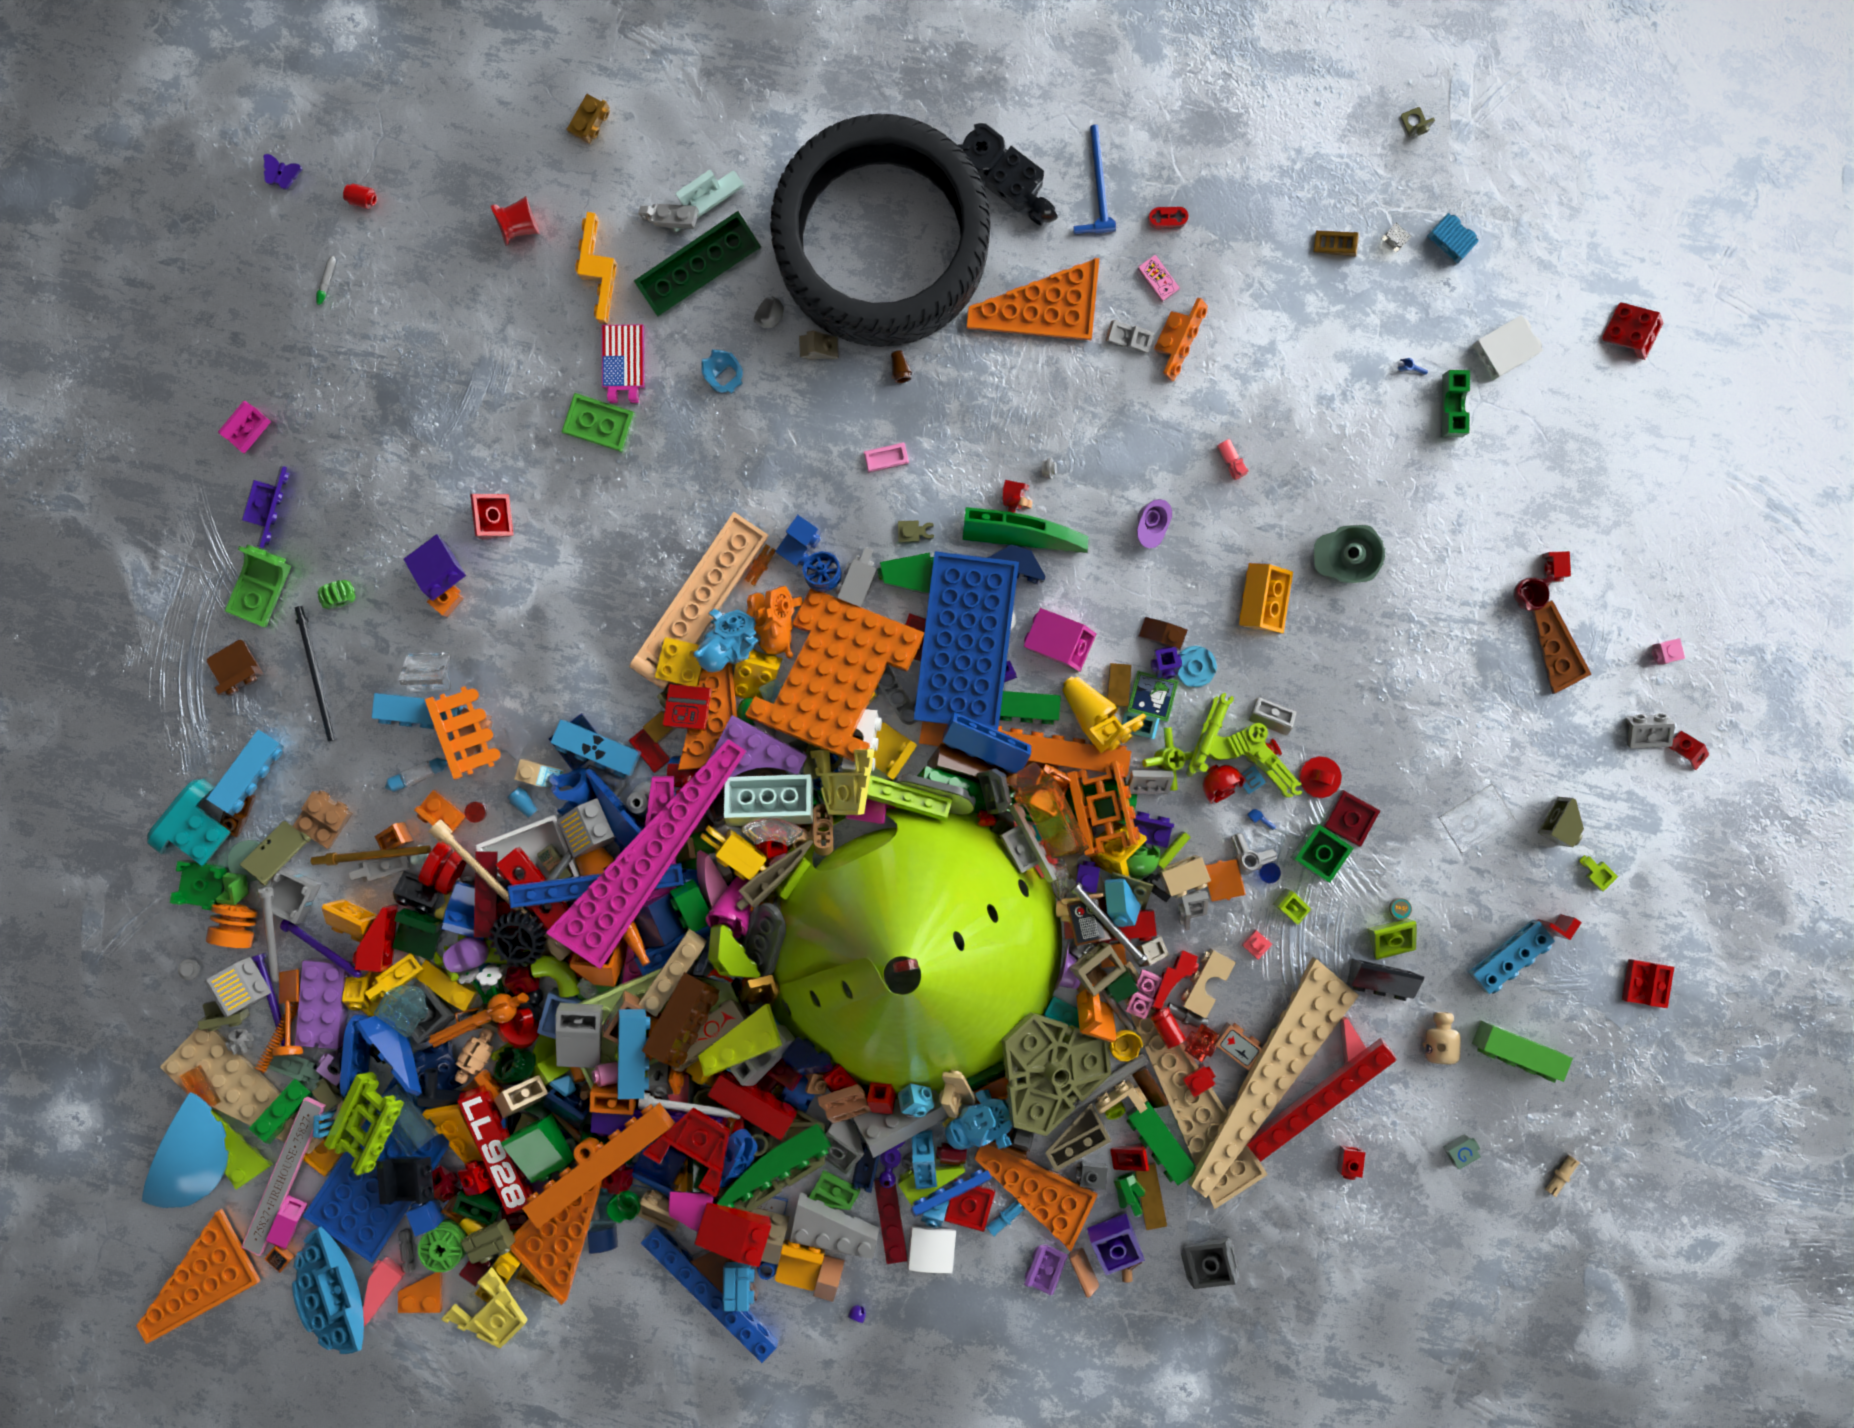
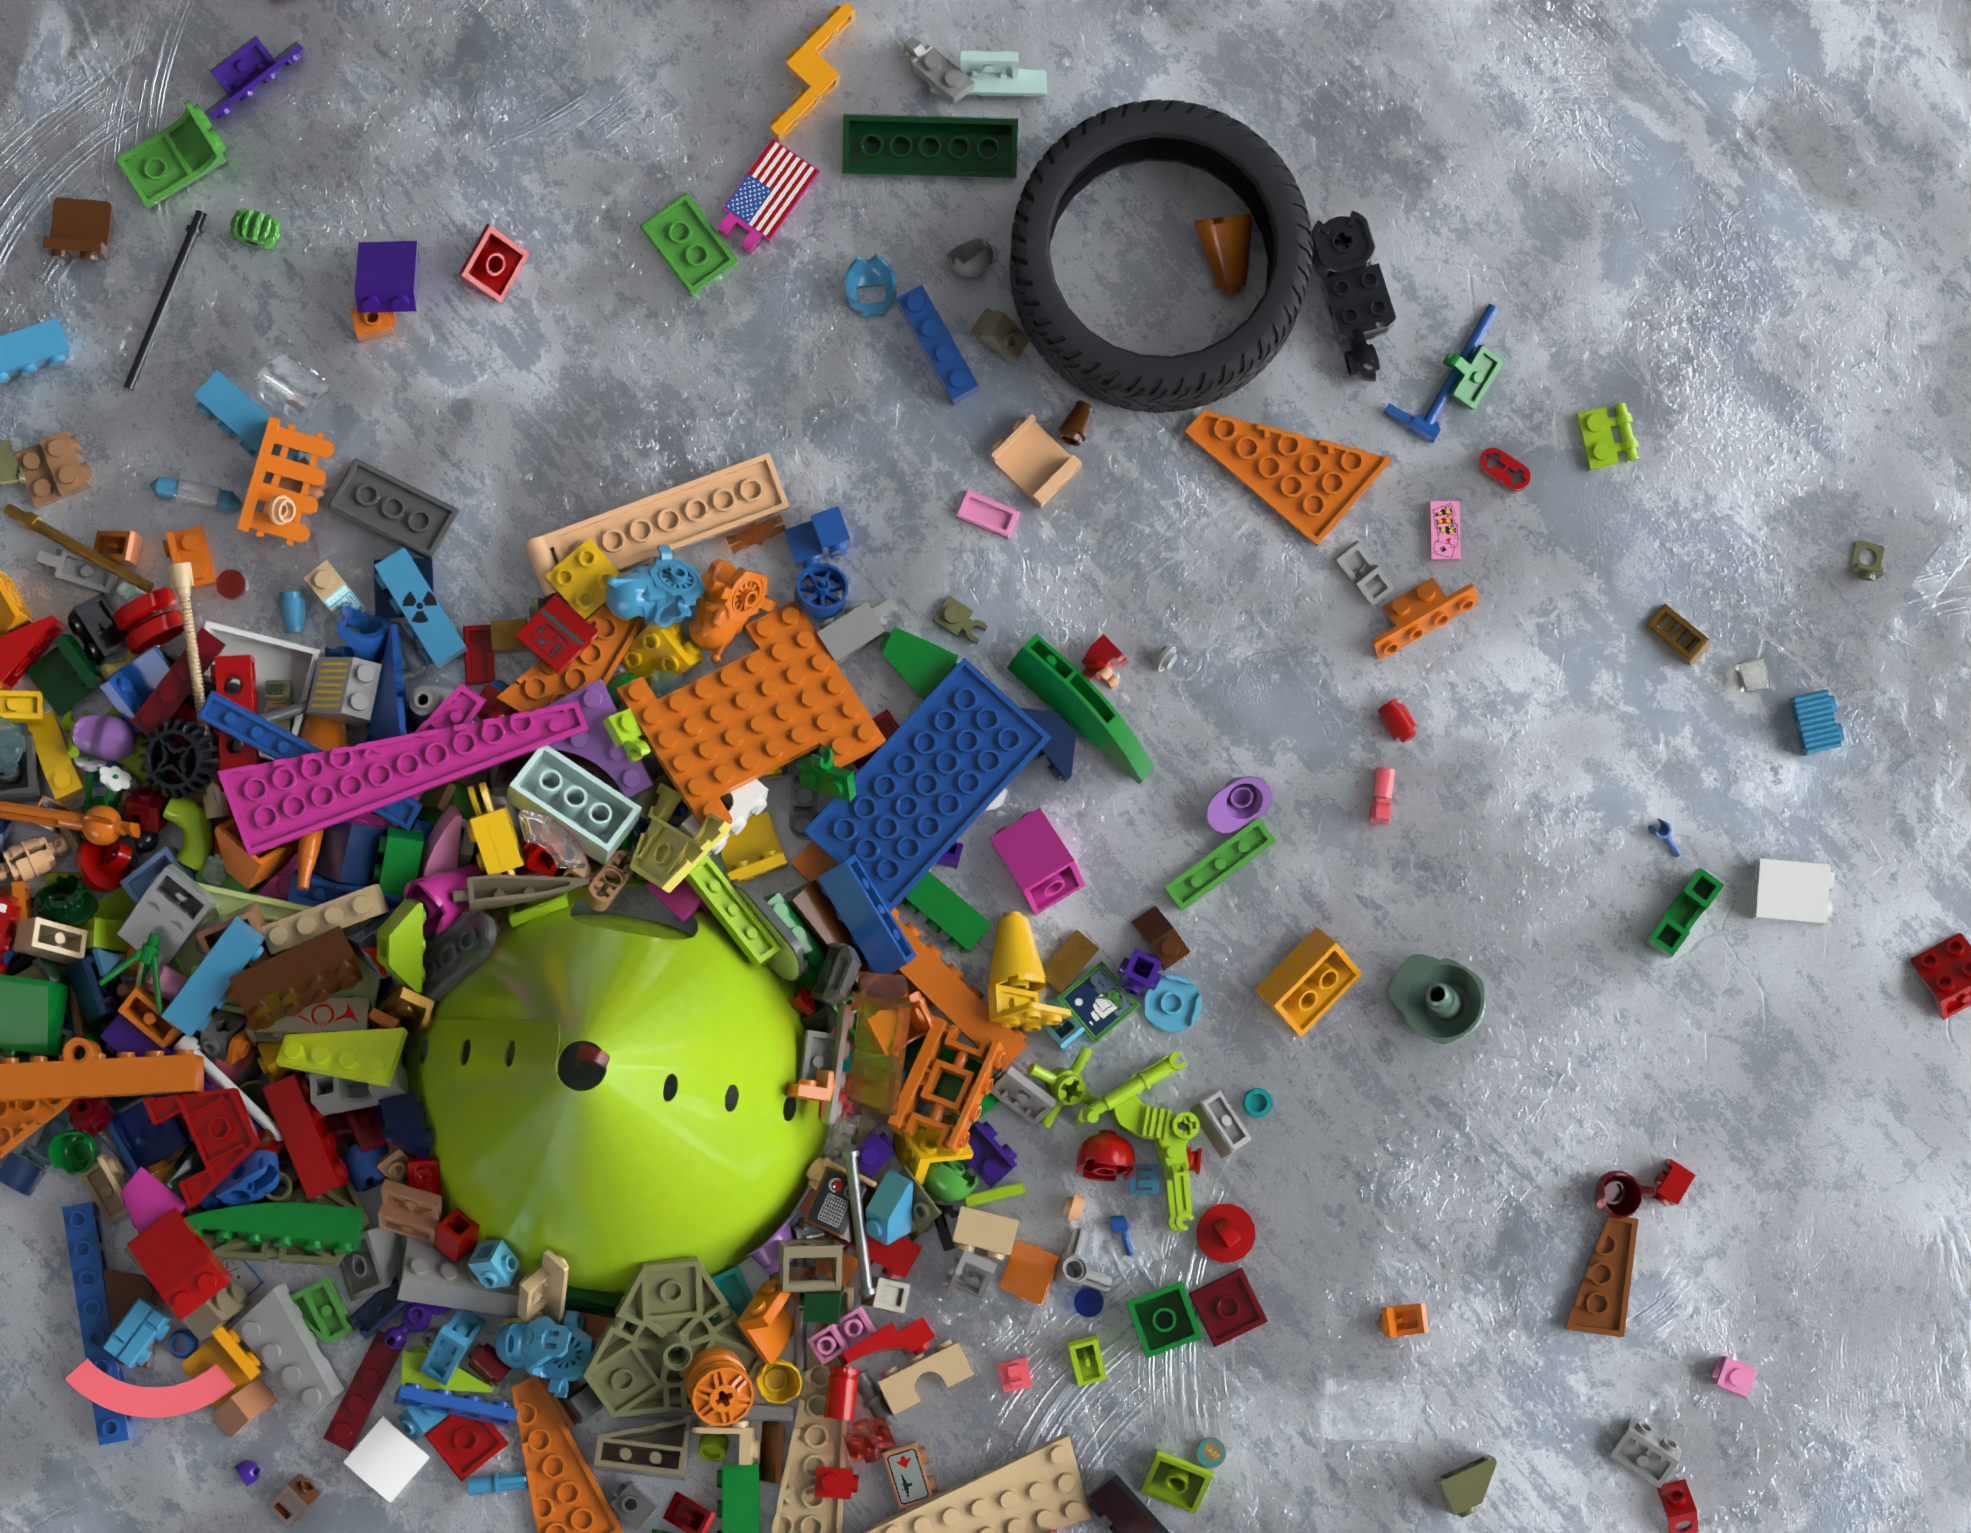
camera: 30 degrees right, 5 degrees down
(472, 749) = (281, 510): none -> light nougat plate
(538, 701) = (393, 509): none -> dark grey tile
(584, 1067) = (149, 956): none -> green plant
(750, 1007) = (381, 1020): none -> orange tile
(769, 736) = (626, 732): none -> lime plate
(773, 1318) = (149, 1401): none -> coral tile
(786, 378) = (937, 345): none -> blue brick
(891, 406) = (1034, 460): none -> light nougat panel
(895, 1311) = (293, 1500): none -> reddish brown bracket
(903, 679) = (822, 777): none -> green plate
(915, 201) = (1226, 249): none -> orange cone
(1034, 866) = (817, 1090): none -> orange bracket
(1096, 1076) = (714, 1372): none -> orange wheel
(1112, 174) = (1474, 375): none -> plate
(1166, 566) = (1220, 864): none -> bright green plate
(1209, 160) = (1598, 437): none -> lime plate
(1210, 409) = (1398, 721): none -> red brick
(1223, 824) = (1074, 1207): none -> light nougat plate
(1285, 689) = (1257, 1103): none -> teal tile
(1458, 754) = (1404, 1320): none -> orange bracket

